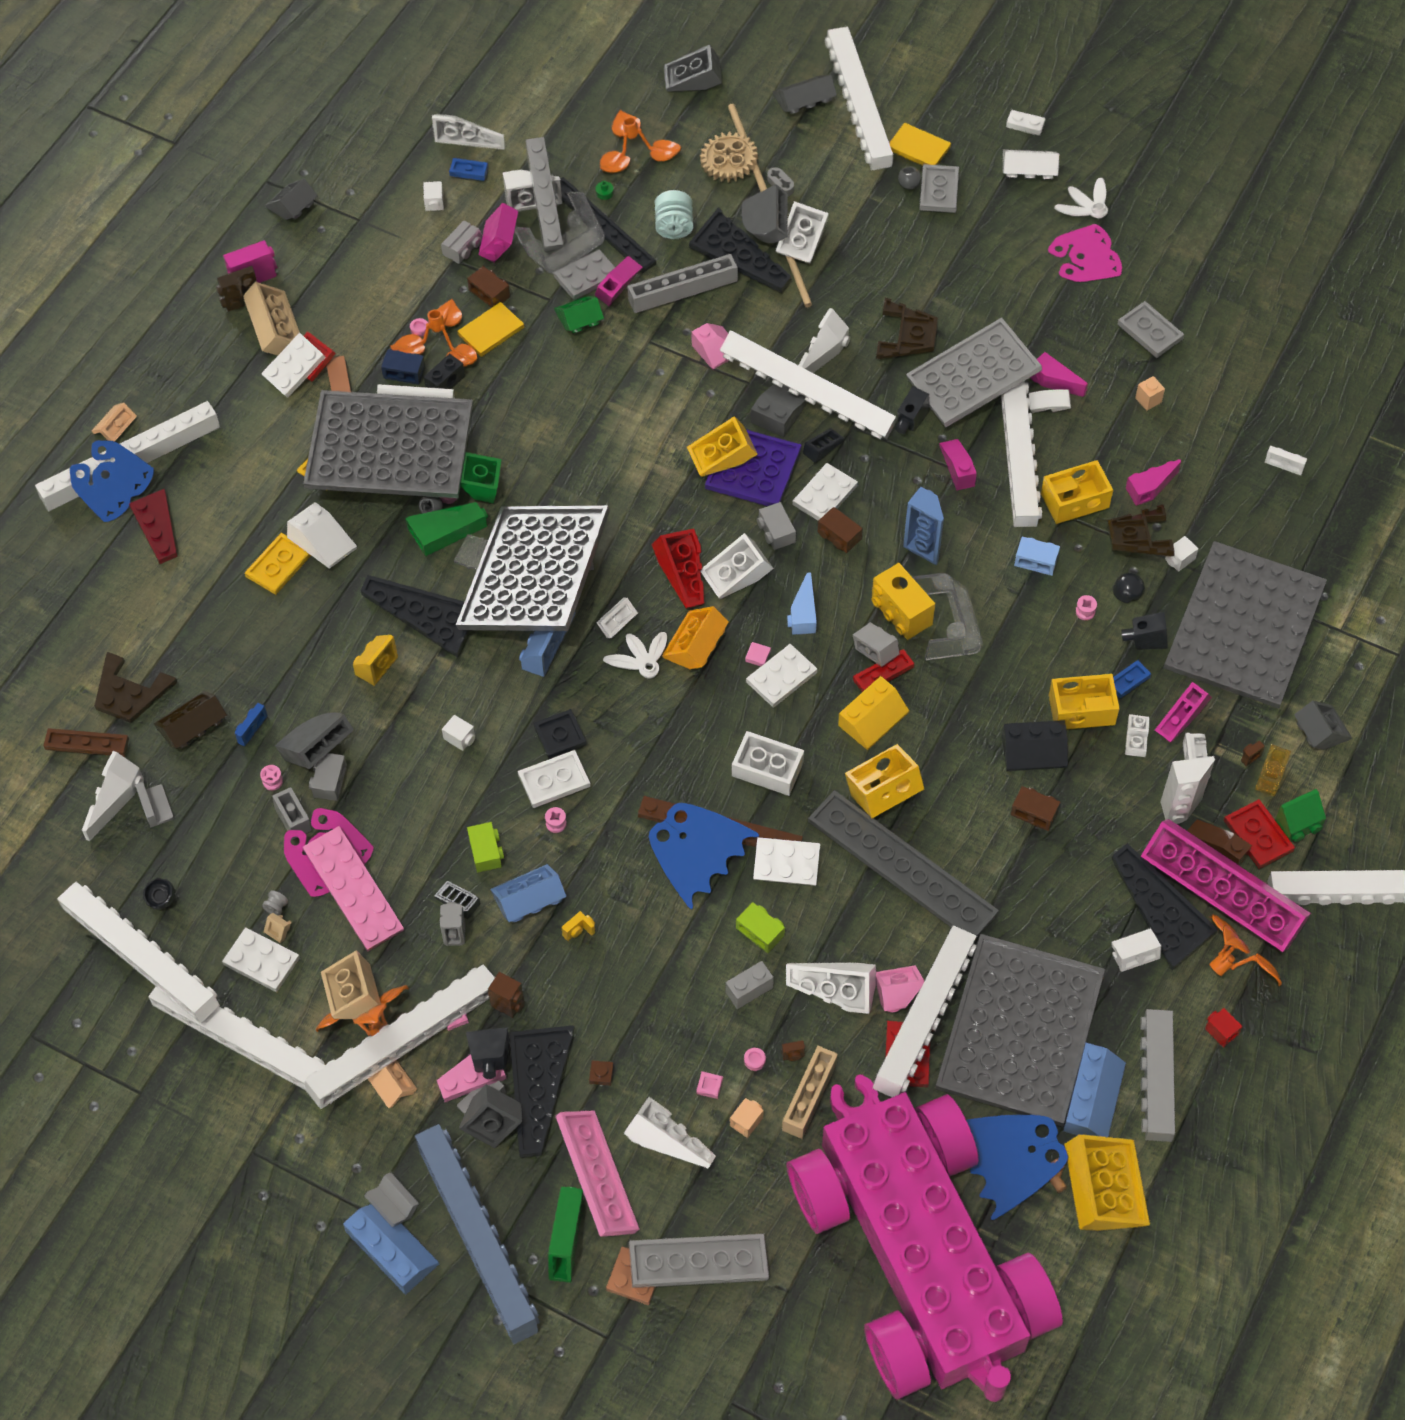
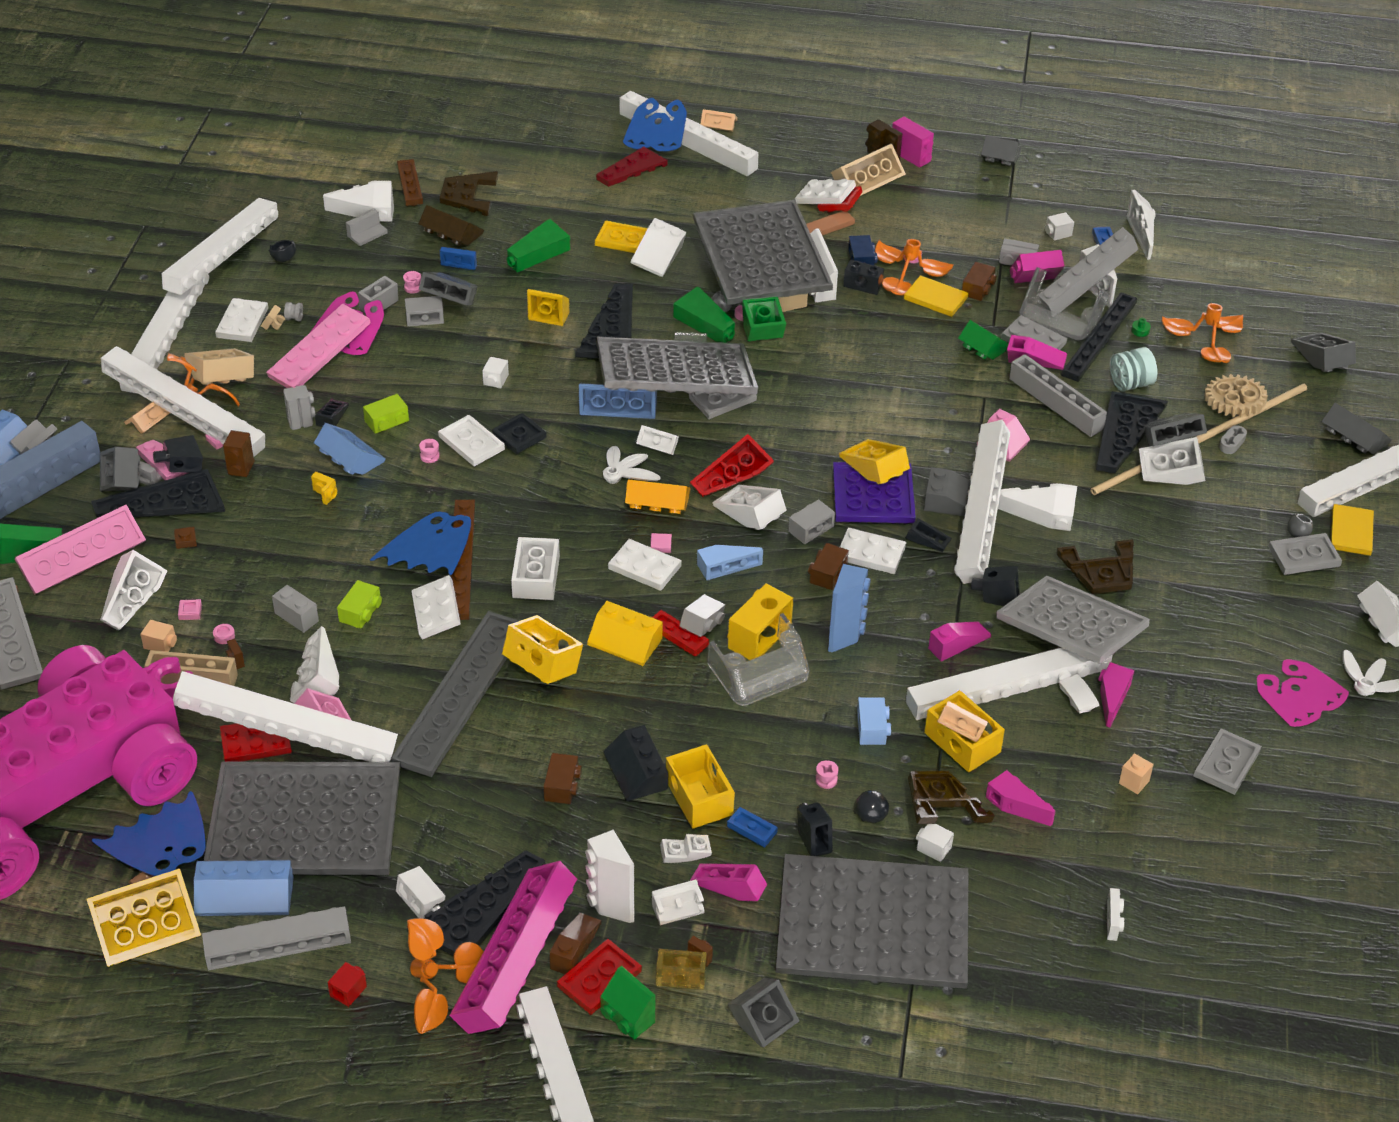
camera: 70 degrees right, 15 degrees down
(262, 642) = (538, 246): none -> green slope
(1084, 485) = (962, 721): none -> light nougat panel

